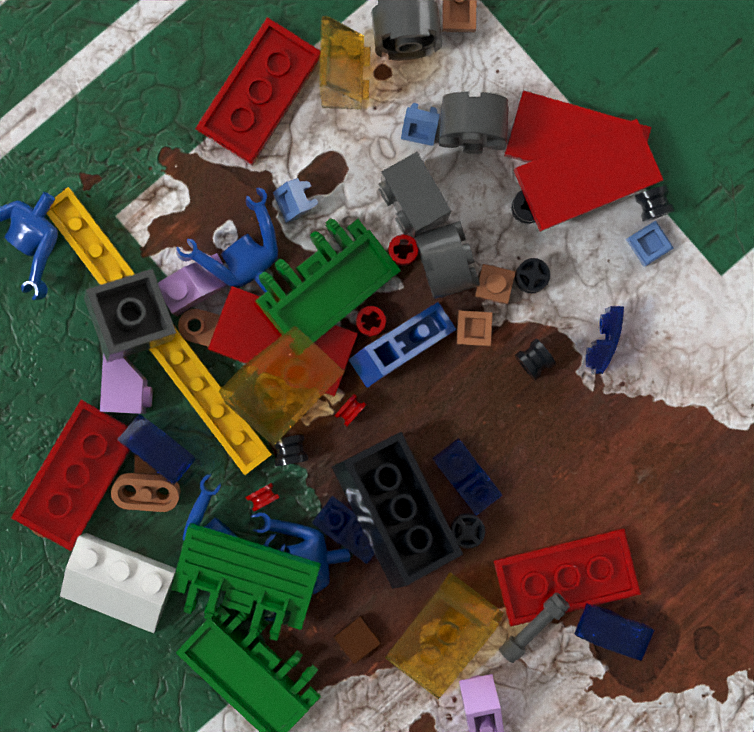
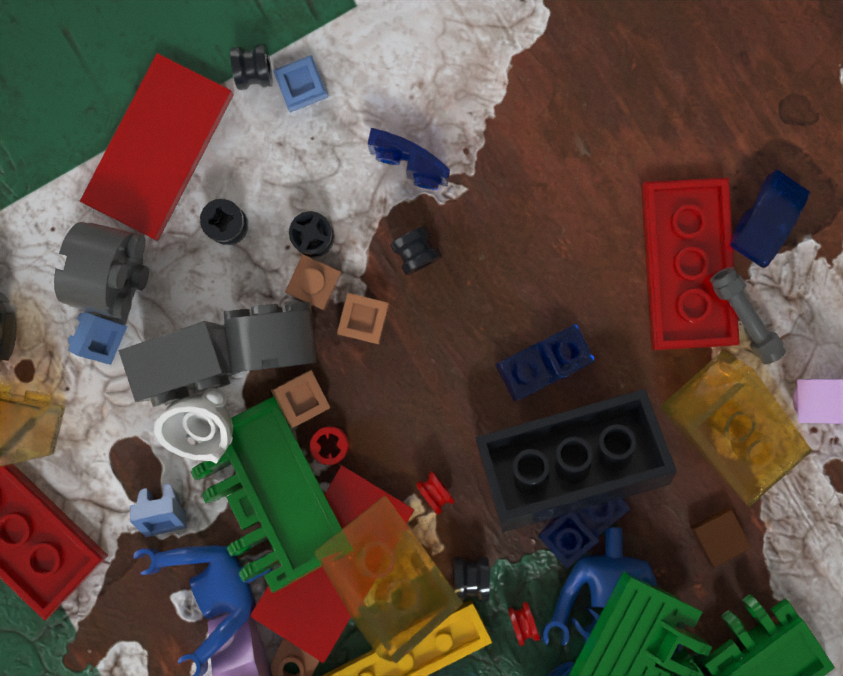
camera: 65 degrees left, 0 degrees up
(374, 218) = (200, 418): none -> white helmet
(395, 242) = (238, 396): red bush -> none
(402, 344) = (365, 413): blue slope -> none
(403, 292) = (300, 398): none -> nougat plate
(472, 534) = (619, 372): black wheel -> none
(588, 175) = (198, 141): red tile -> none

